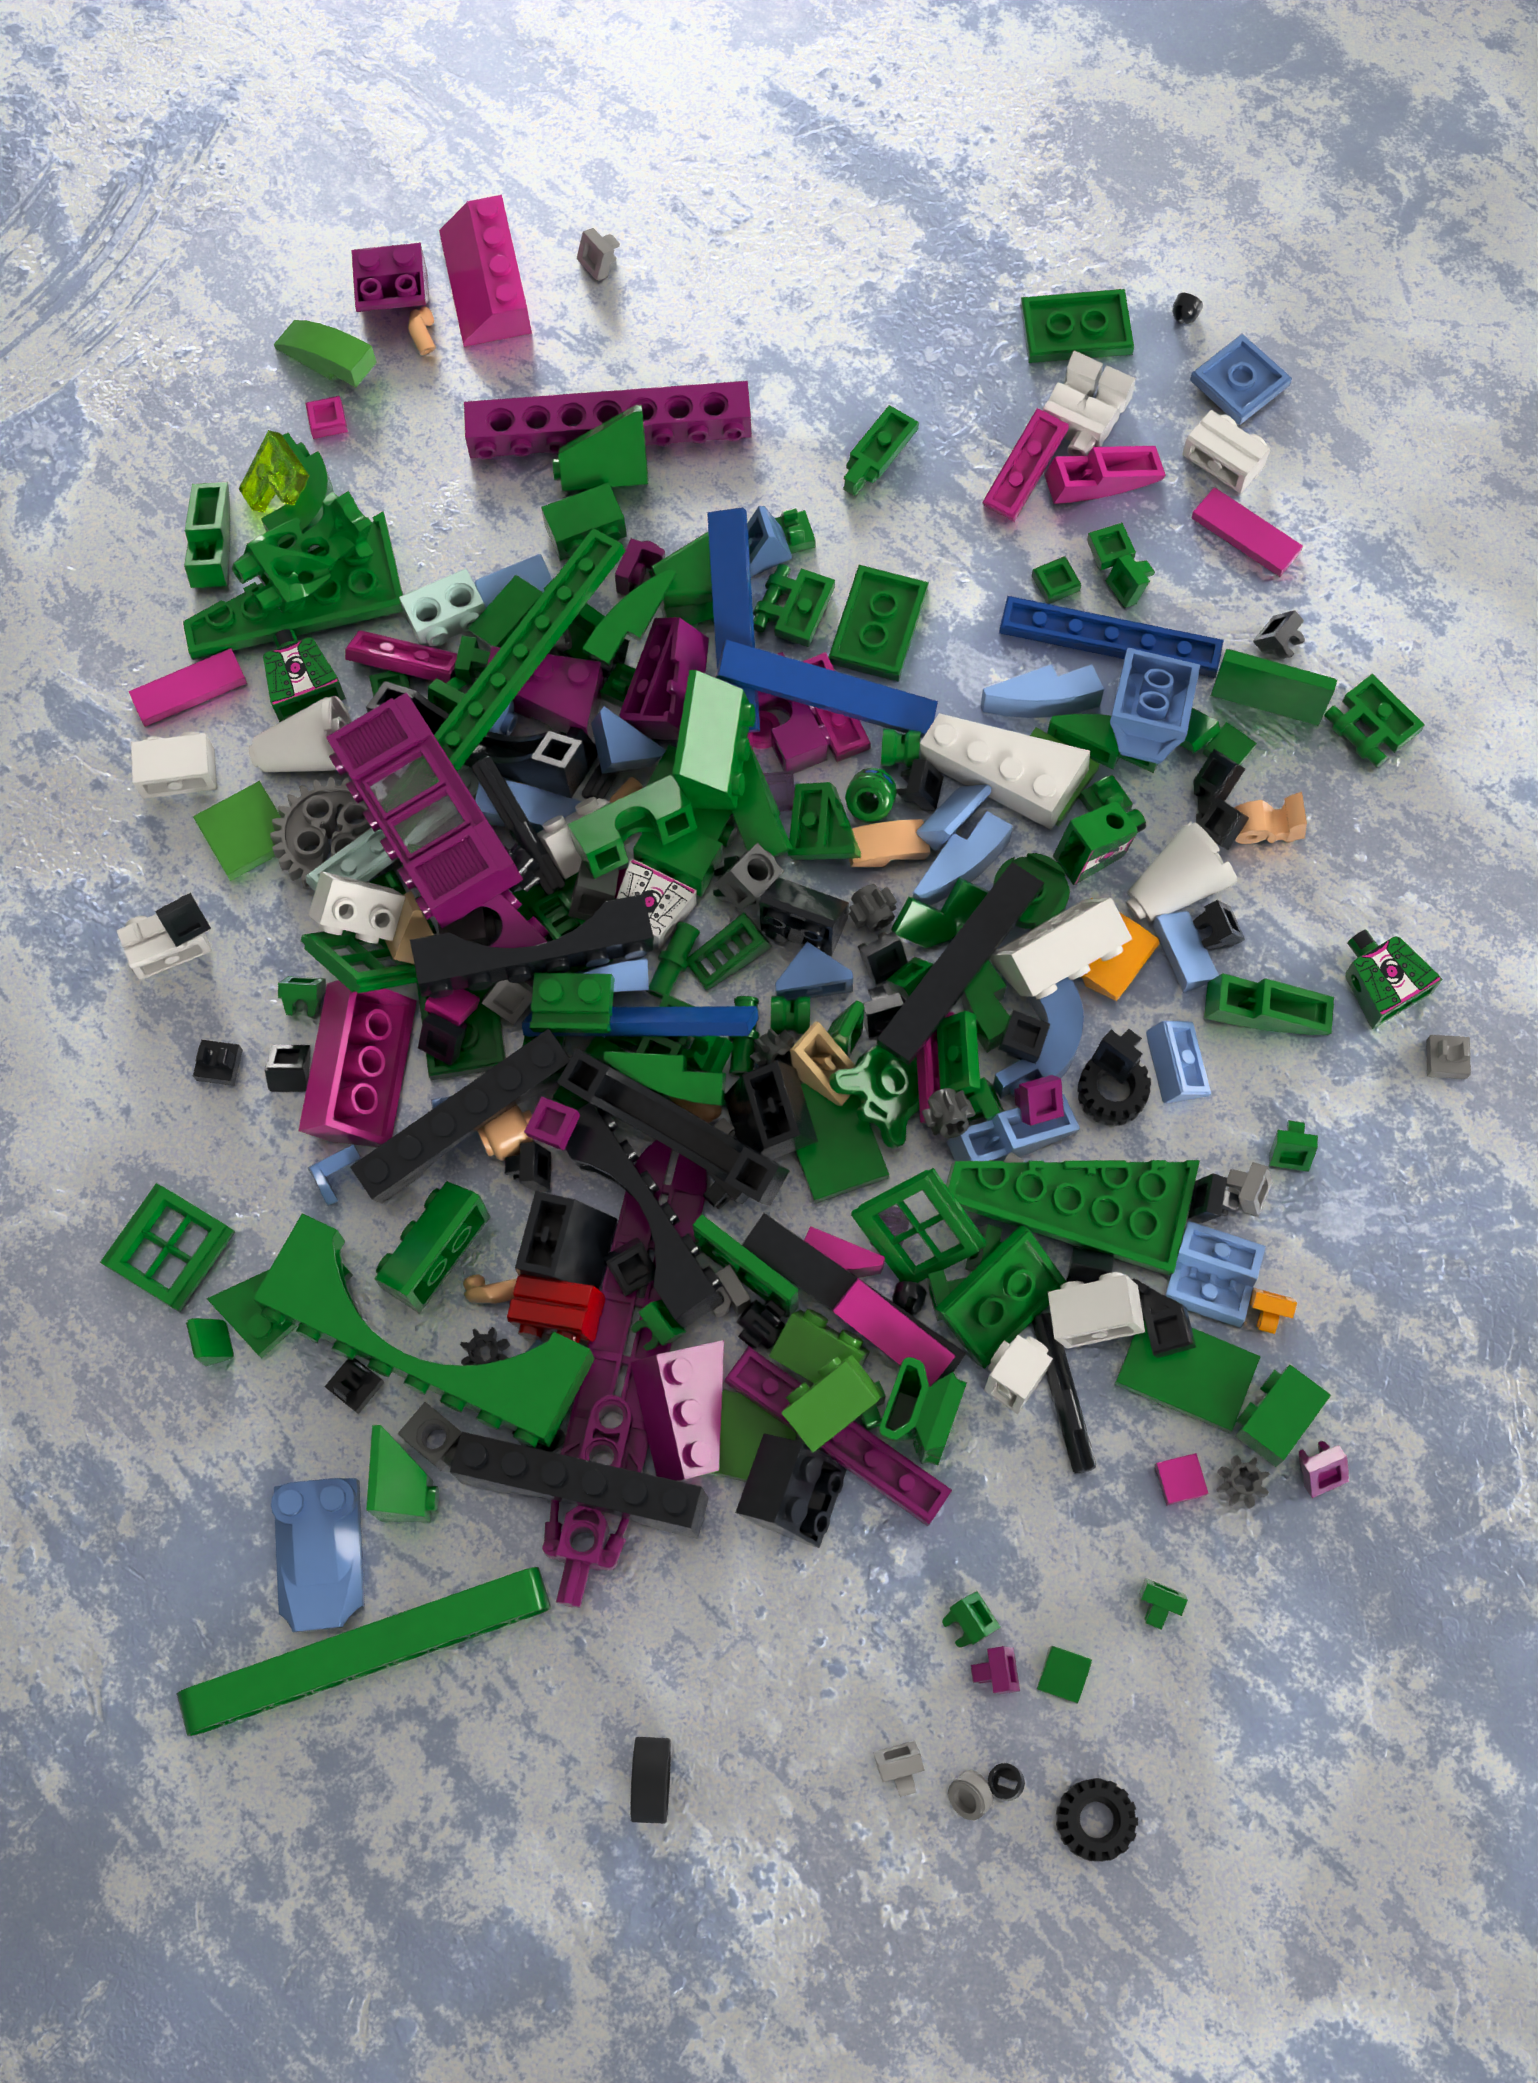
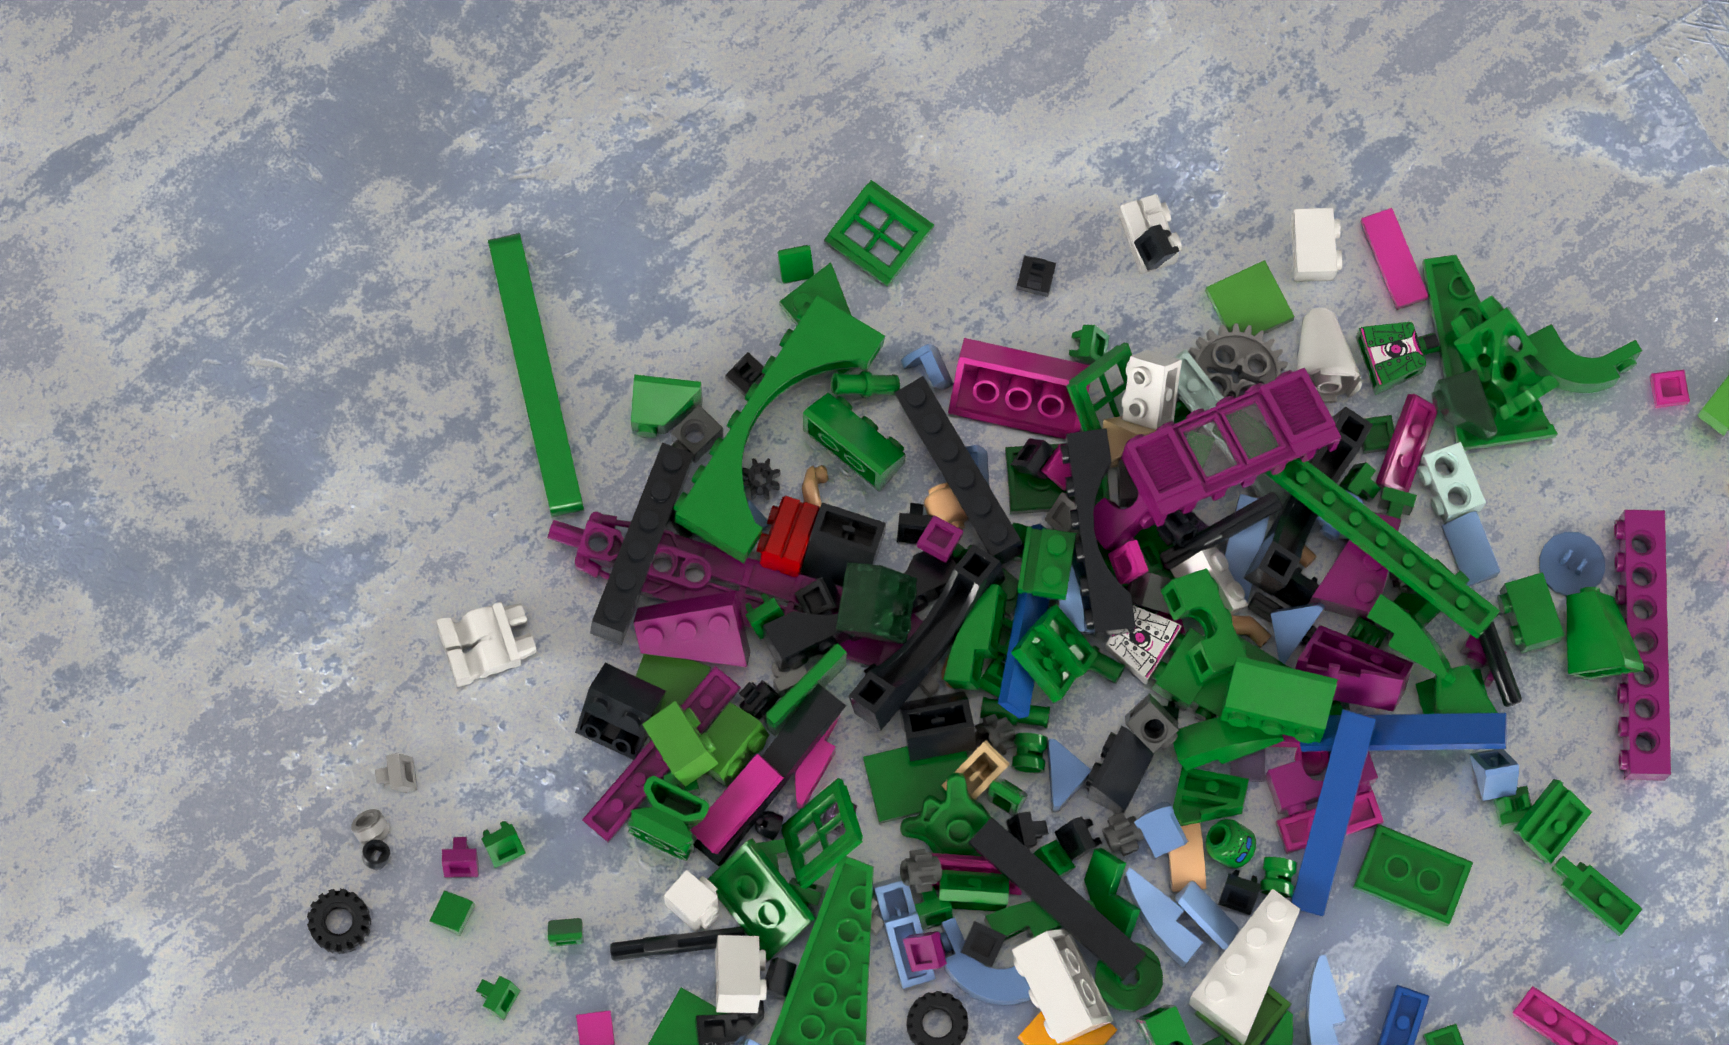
camera: 90 degrees right, 5 degrees up
(208, 535) = (1547, 279): green slope -> none
(273, 473) = (1596, 336): clear neon green plate -> none
(288, 1068) = (1026, 333): black slope -> none
(318, 1552) = (615, 342): medium blue slope -> none
(357, 592) = (1465, 404): none -> clear green slope
(361, 1239) = (865, 384): none -> green pin
(505, 612) = (1437, 537): green panel -> none
(520, 494) = (1571, 563): none -> medium blue piece
(563, 914) = (1128, 562): none -> dark pink tile
(639, 1185) = (876, 603): none -> clear green slope
(650, 1780) = (409, 580): black tyre -> none
(655, 537) = (1500, 666): none -> black axle
(678, 986) = (1054, 653): none -> green slope
(717, 1659) = (493, 642): none -> white hips
(730, 933) = (1105, 724): green slope -> none
(803, 608) = (1431, 806): green plate -> none
(807, 491) = (1552, 821): none -> green plate
(864, 862) = (1161, 829): none -> medium blue tile
(1068, 1528) = (565, 932): none -> green slope
(1118, 1054) = (958, 1022): black tile -> none

